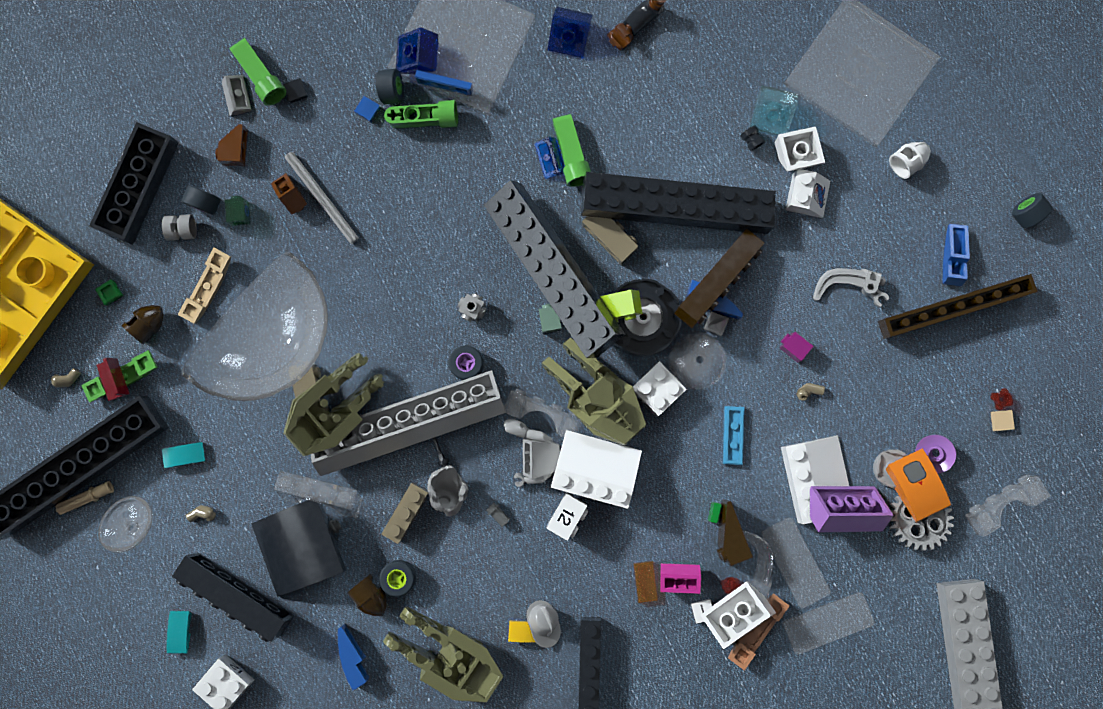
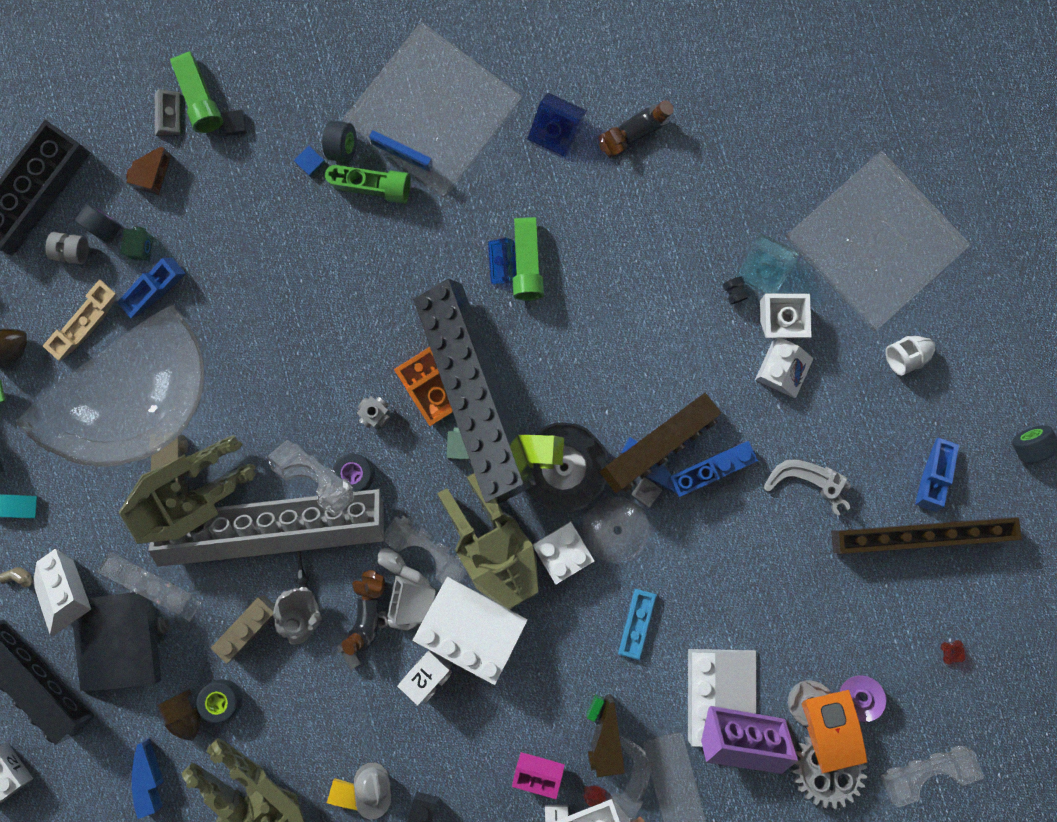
camera: 10 degrees right, 0 degrees up
(241, 516) = (59, 591): none -> white slope
(258, 244) = (151, 287): none -> blue slope
(289, 194) = (198, 238): reddish brown slope -> none
(321, 197) = (235, 249): light grey axle -> none
(413, 364) = (292, 462): none -> clear arch
(417, 51) = (379, 109): clear blue slope -> none
(506, 481) = (366, 624): none -> piece
(510, 275) = (425, 386): none -> orange slope
(611, 237) = (549, 364): dark tan brick -> none
(645, 581) = (499, 768): clear orange tile -> none
(678, 203) = (633, 346): black brick -> none
(768, 290) = (713, 468): none -> blue slope
(795, 346) = (730, 539): magenta brick -> none
(809, 388) = (735, 590): dark tan arm -> none
(1002, 420) = (948, 676): tan tile -> none

